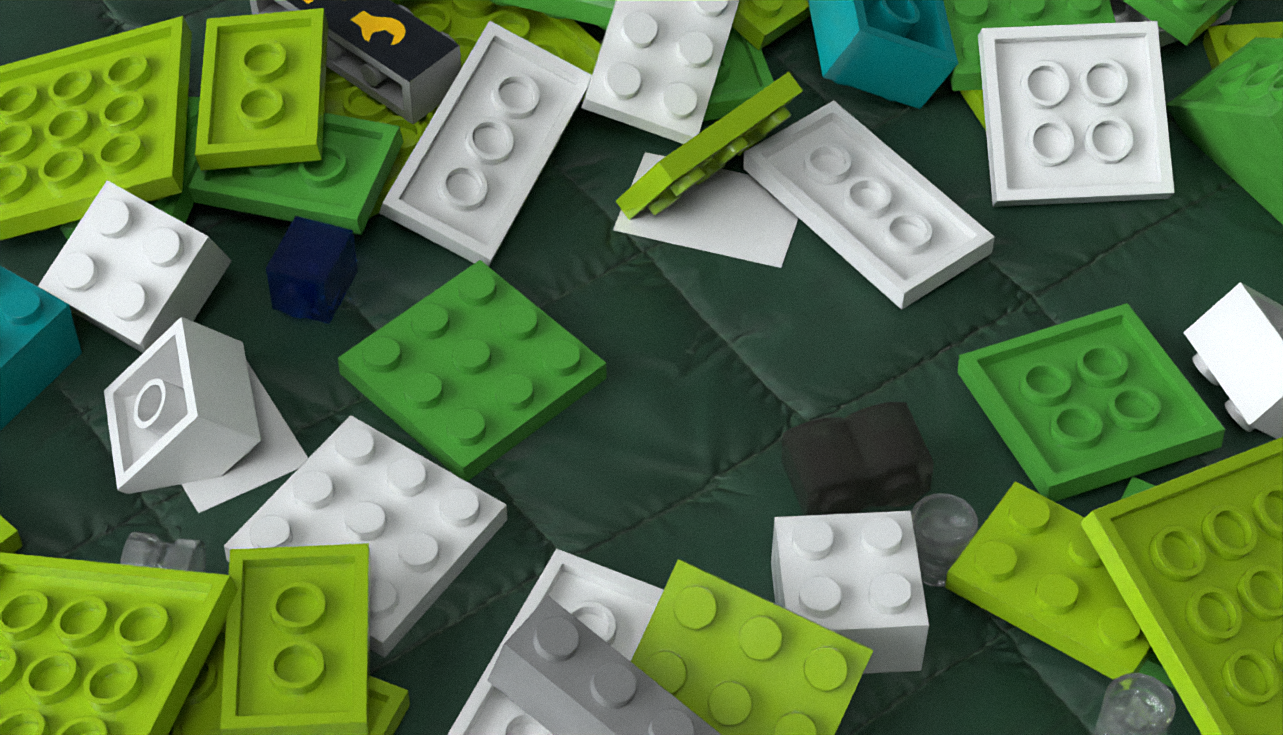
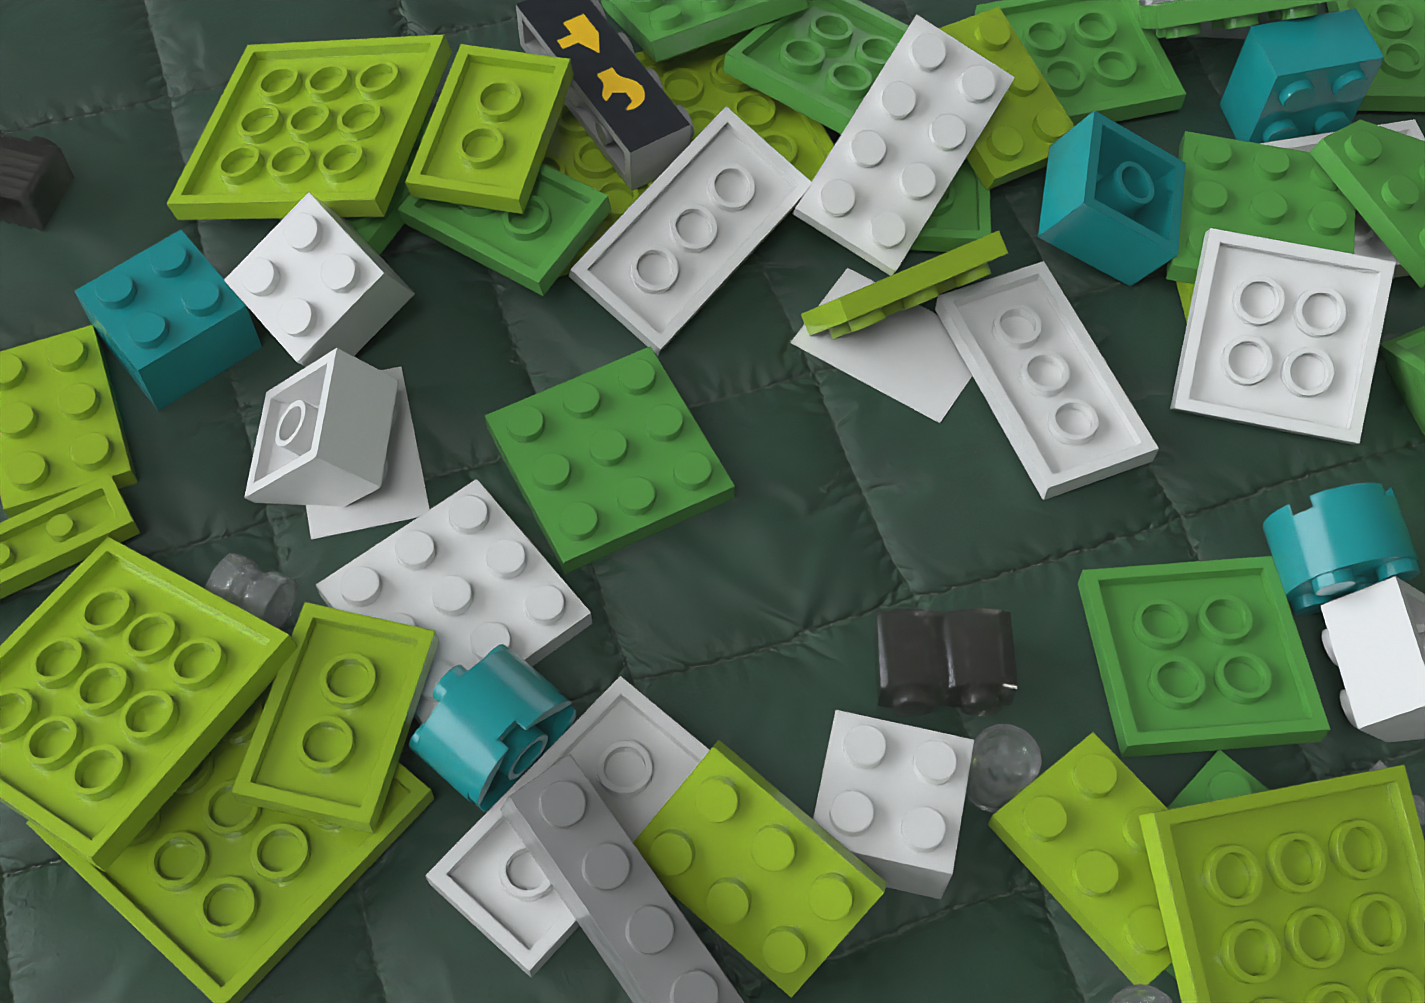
camera: 15 degrees right, 10 degrees up
(312, 269) = (489, 319): clear blue brick -> none
(451, 613) = (491, 725): none -> teal brick
(1181, 273) = (1340, 545): none -> teal brick

